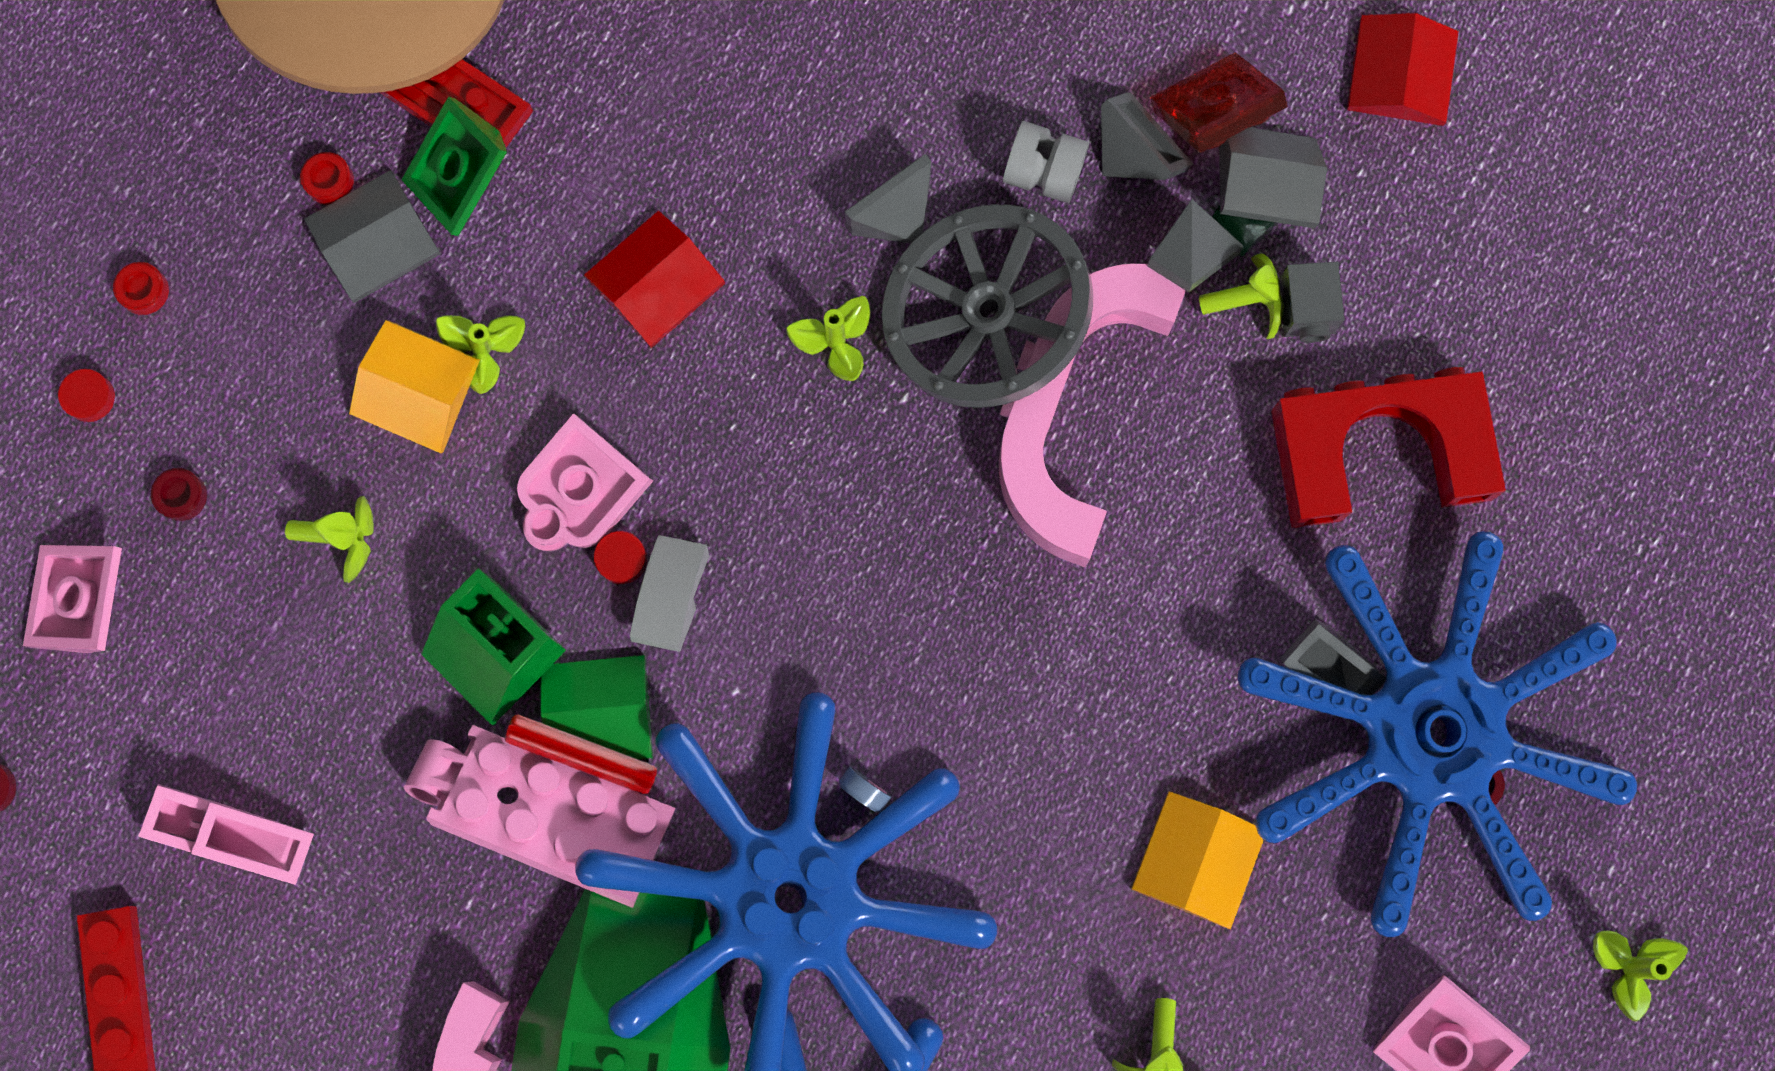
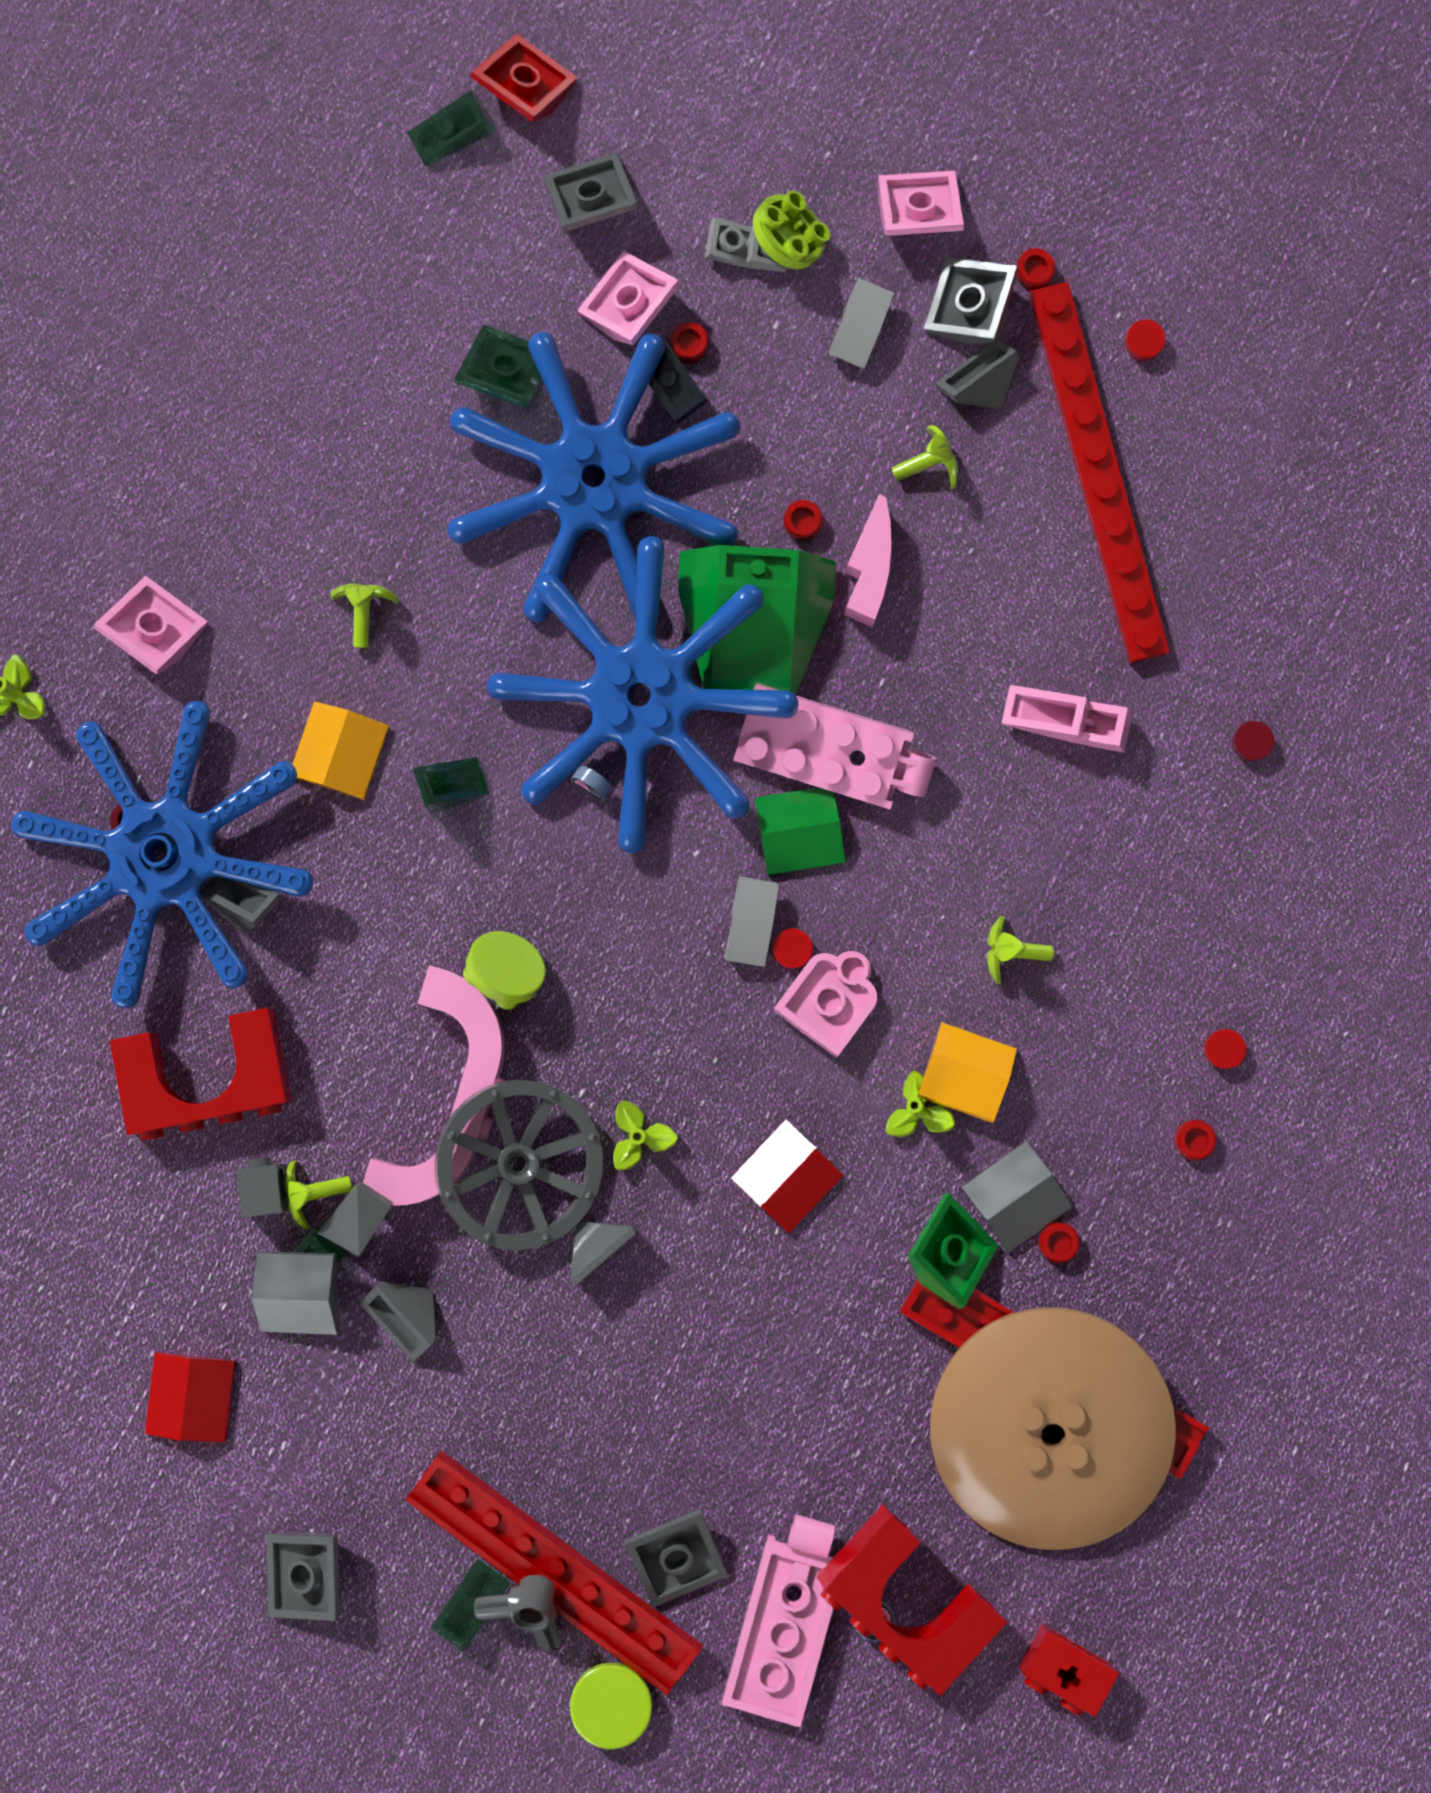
camera: 175 degrees right, 5 degrees up
(72, 598) = (1208, 887): bright pink slope -> none
(178, 494) = (1141, 975): dark red tile -> none
(489, 646) = (883, 869): green slope -> none
(580, 754) = (806, 793): red axle -> none
(991, 550) = (504, 968): none -> lime tile
(1045, 162) = (463, 1289): light grey wheel -> none
(1051, 800) = (450, 783): none -> slope
(1218, 102) = (340, 1349): clear red plate -> none

